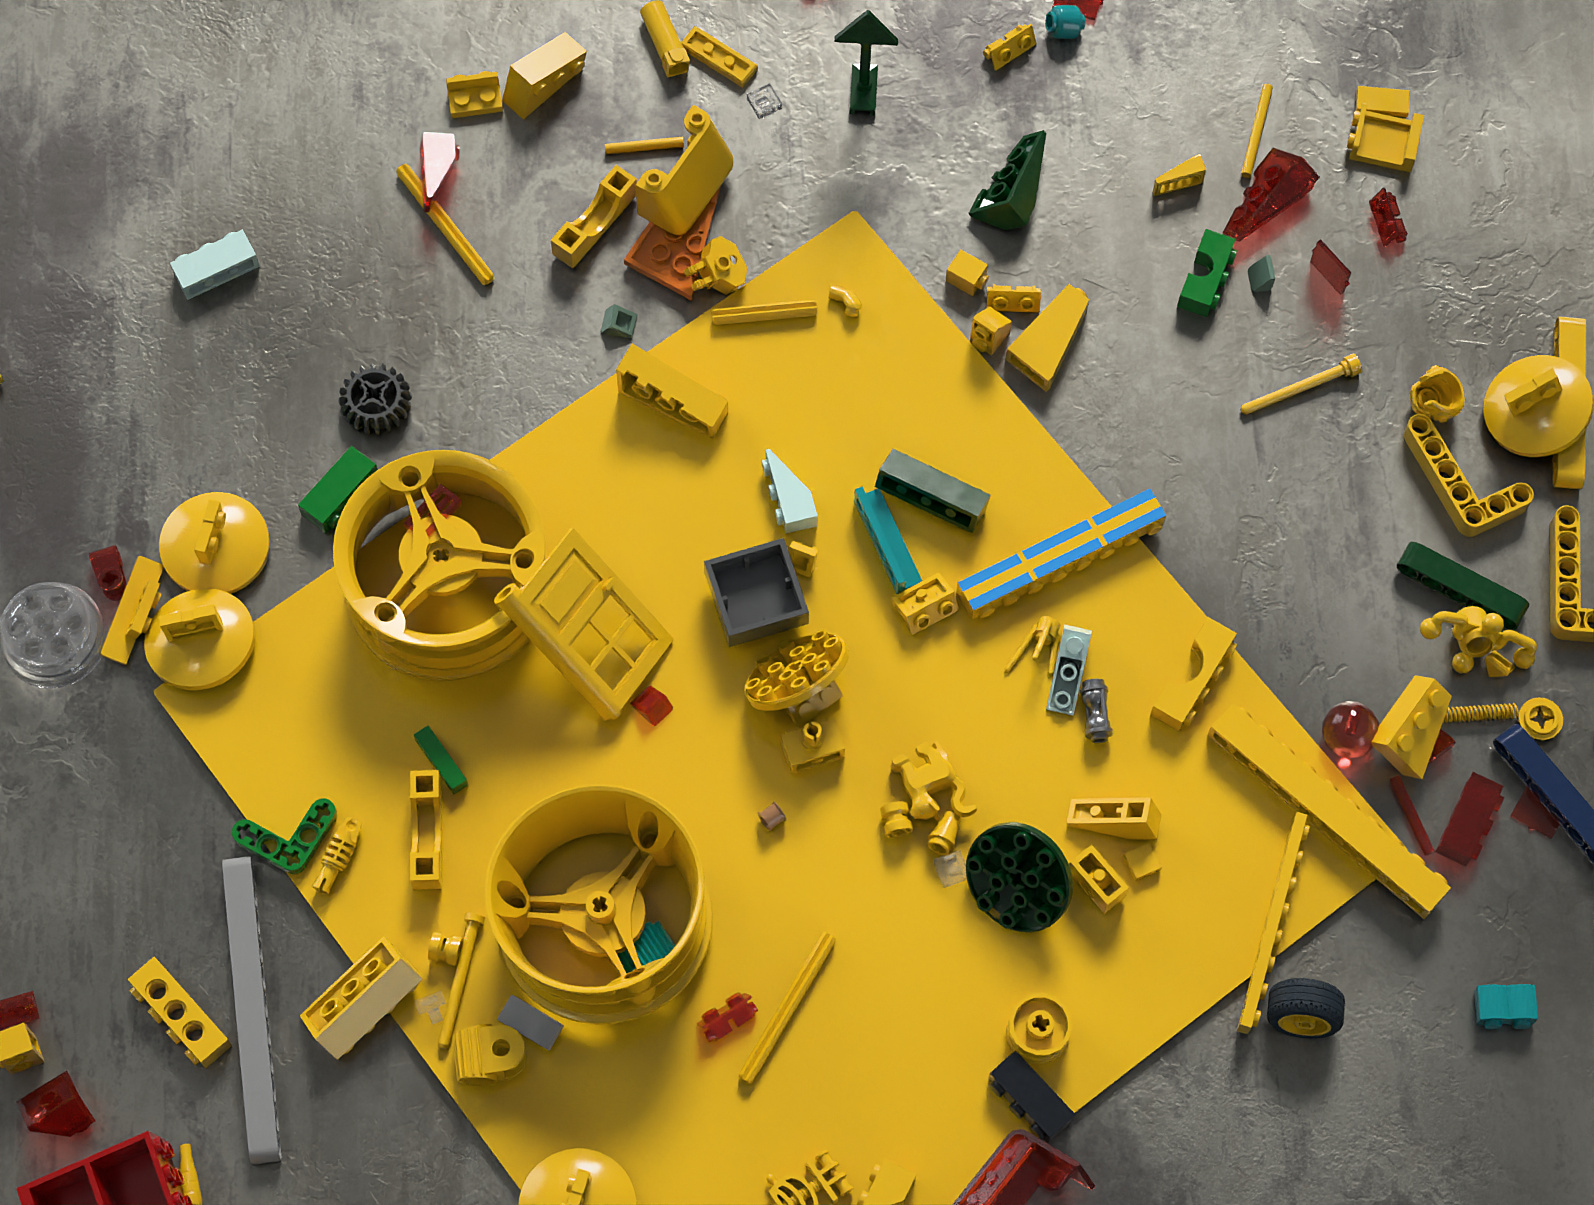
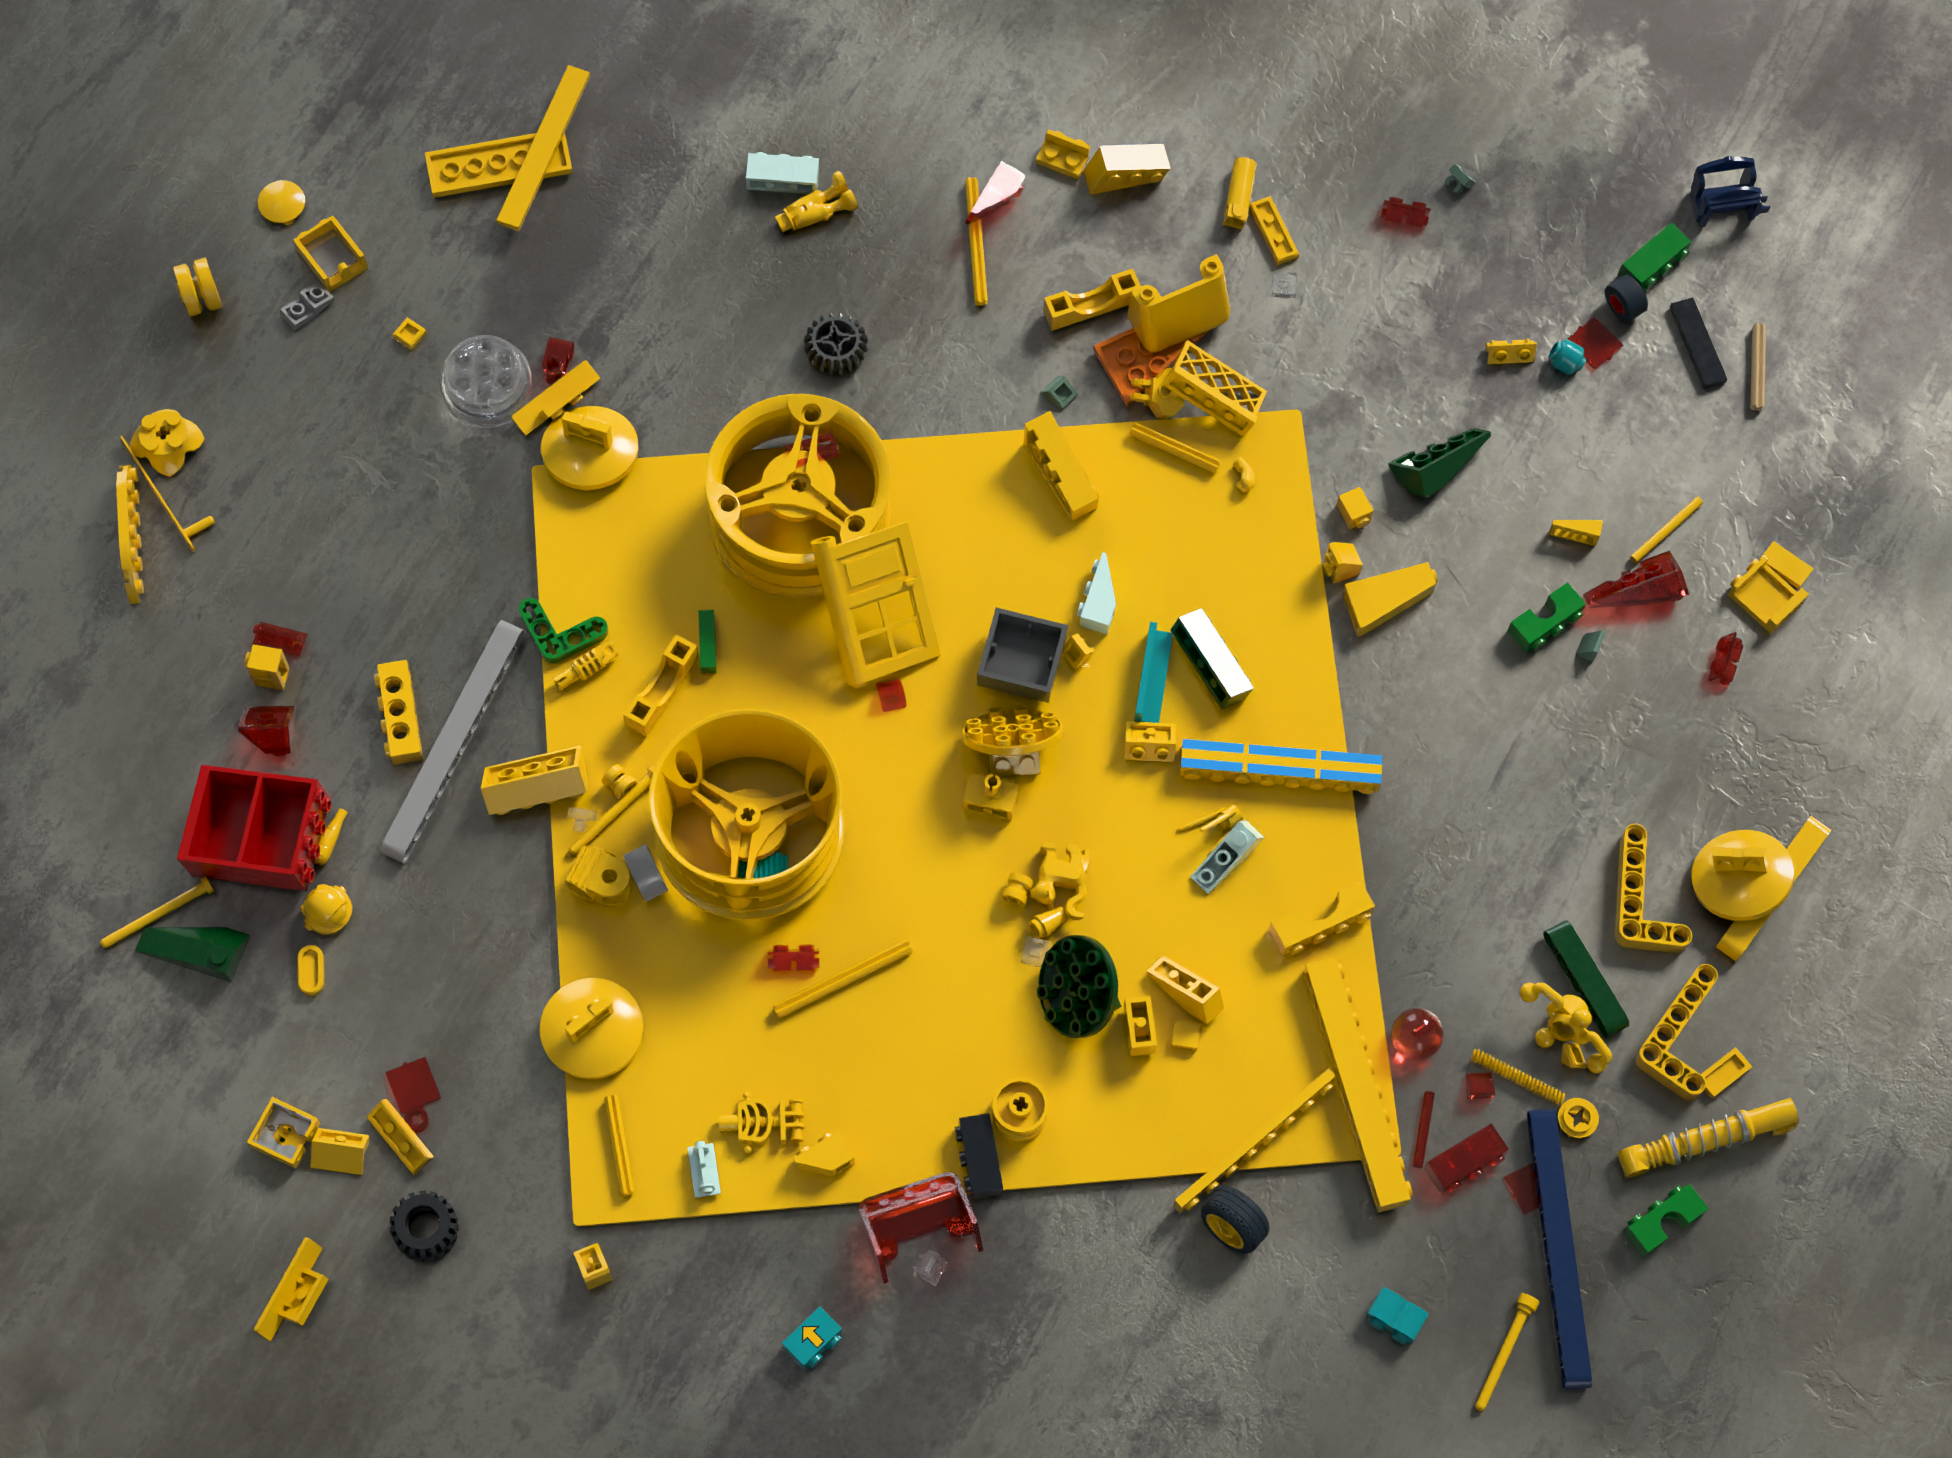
camera: 30 degrees right, 0 degrees up
(214, 543) = (647, 383): yellow bracket -> none
(265, 282) = (812, 207): none -> yellow piece
(329, 496) = (749, 393): green brick -> none
(644, 145) = (1168, 266): yellow bar -> none
(765, 244) = (1210, 397): none -> yellow fence
(771, 816) = (925, 830): medium nougat axle -> none
(865, 31) = (1377, 309): dark green piece -> none
(1019, 300) = (1373, 547): yellow hinge -> none
(1095, 698) = (1232, 890): flat silver piece -> none
(1330, 267) = (1649, 669): clear red piece -> none
(1348, 367) = (1610, 756): yellow piece -> none
(1412, 726) = (1466, 1059): yellow wedge -> none
(1437, 394) = (1667, 819): yellow helmet -> none

